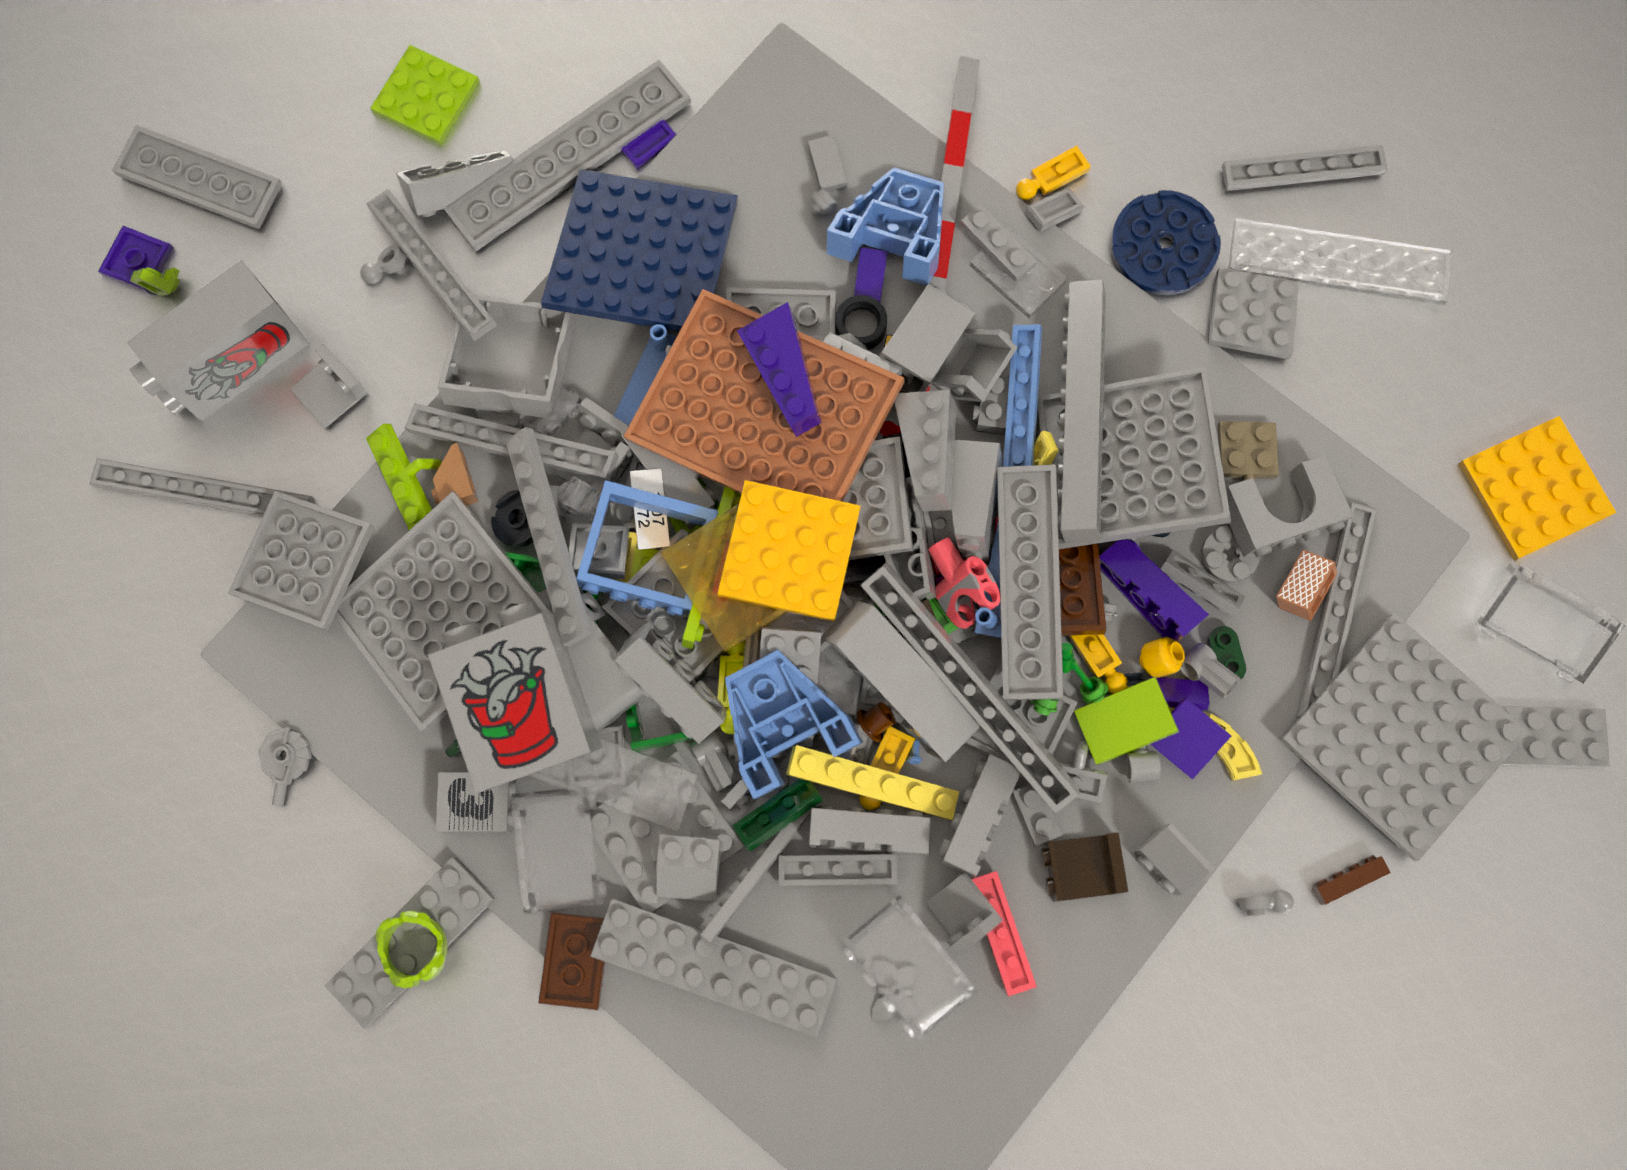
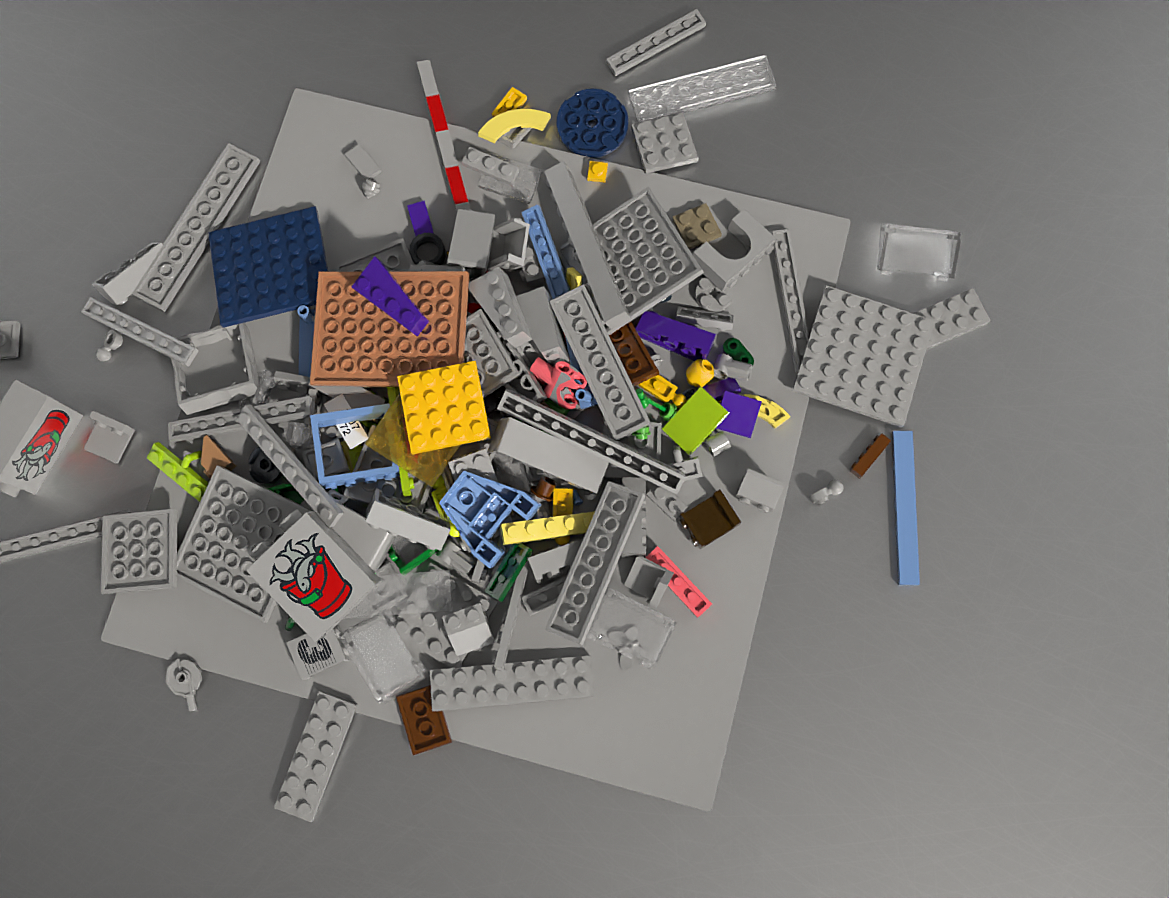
camera: 20 degrees left, 0 degrees up
(384, 934) = (336, 766): lime piece -> none
(425, 94) = (87, 228): lime plate -> none
(648, 144) = (245, 199): dark purple tile -> none
(895, 216) = (420, 176): medium blue wedge -> none
(901, 857) = (595, 562): none -> light grey plate
(1058, 190) = (514, 118): none -> light yellow tile
(1142, 313) = (597, 171): none -> yellow plate
(1306, 585) = (767, 291): nougat panel -> none
(1368, 976) = (905, 508): none -> medium blue tile
(1537, 488) = (877, 175): yellow plate -> none

